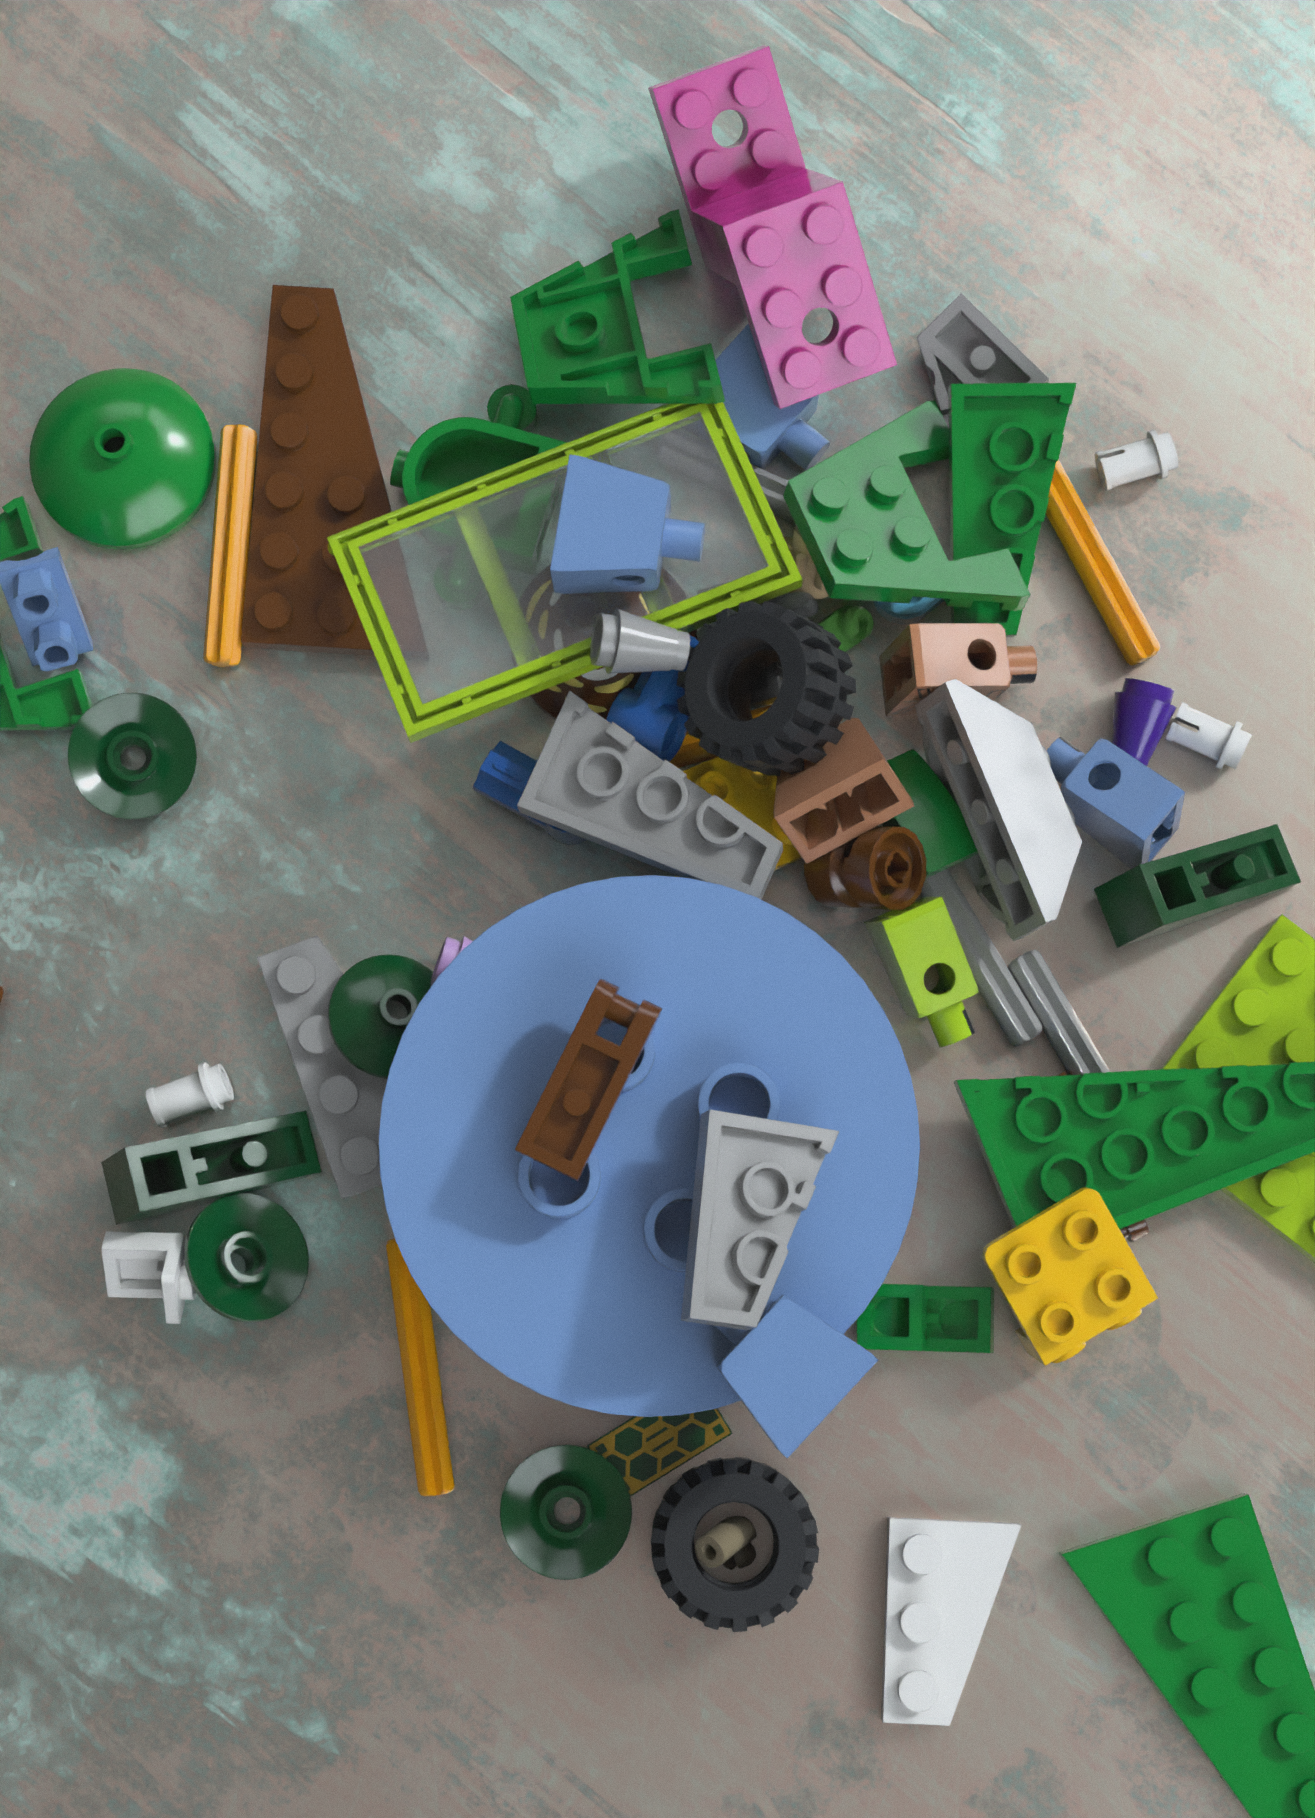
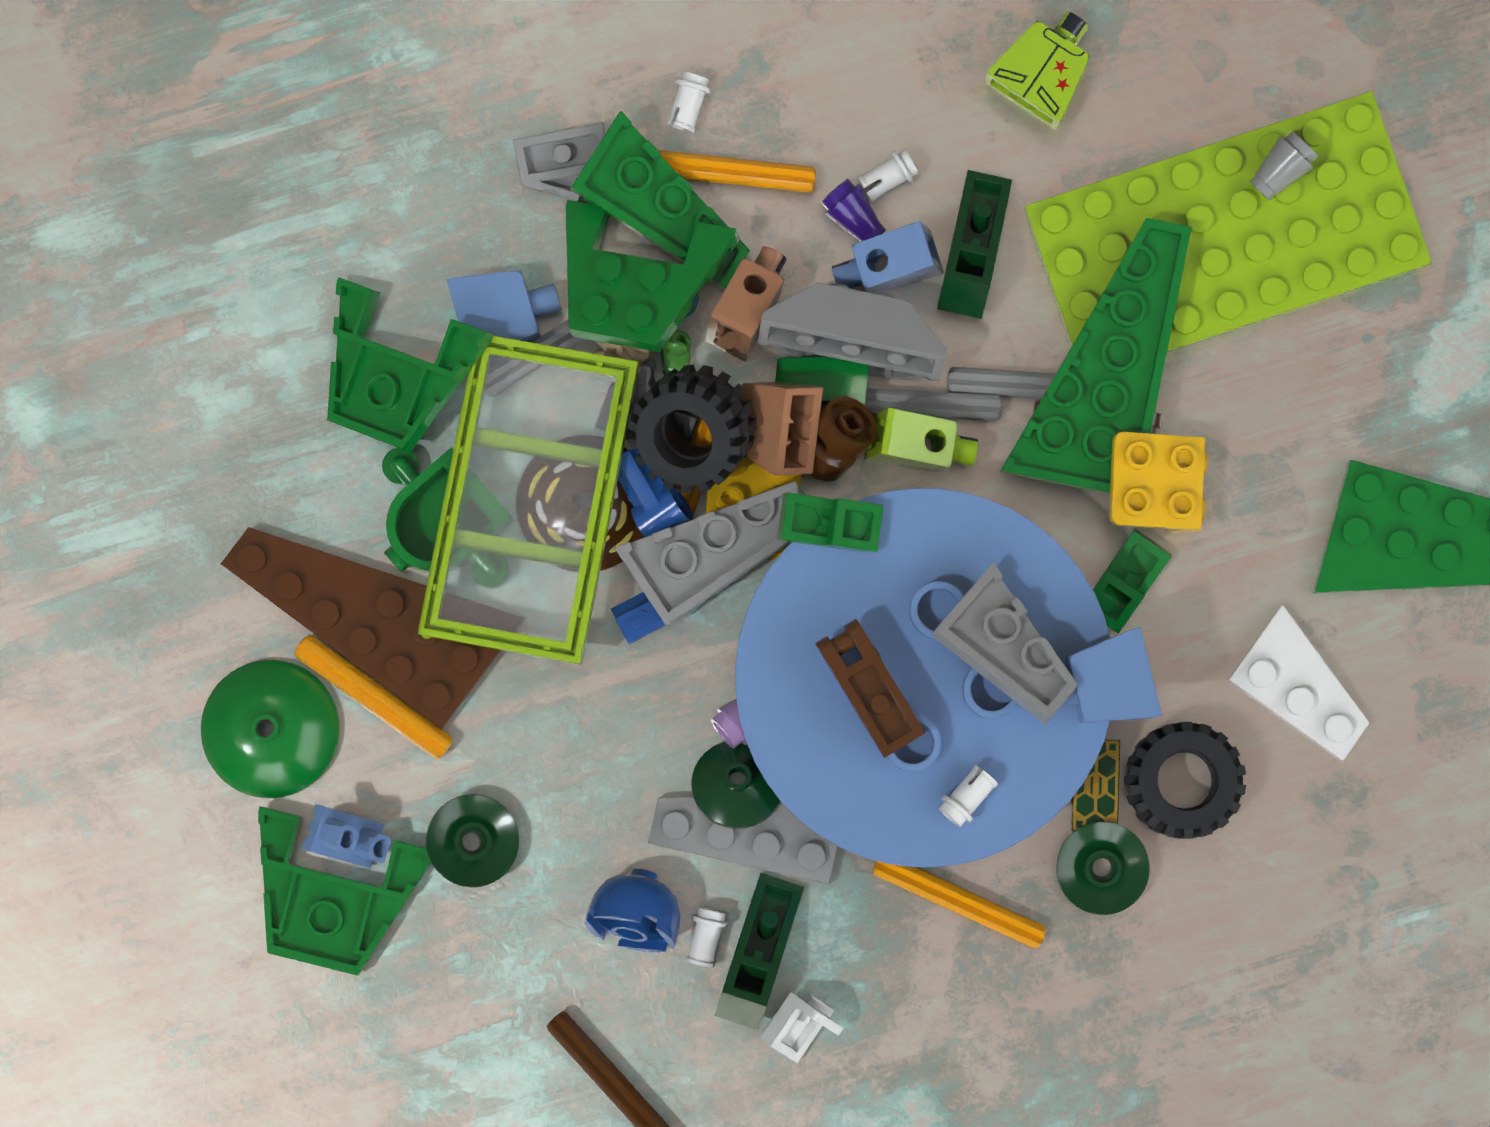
camera: 50 degrees left, 5 degrees up
(166, 990) = (636, 910): none -> blue cylinder
(267, 1242) = (831, 947): dark green dish -> none
(536, 1284) = (967, 796): none -> white pin
(617, 531) = (537, 454): medium blue torso -> none
(636, 644) = (615, 490): light grey cone -> none
(728, 1544) = (1183, 784): dark tan arm -> none
(759, 909) = (830, 522): none -> green slope
(773, 227) = (399, 231): dark pink bracket -> none

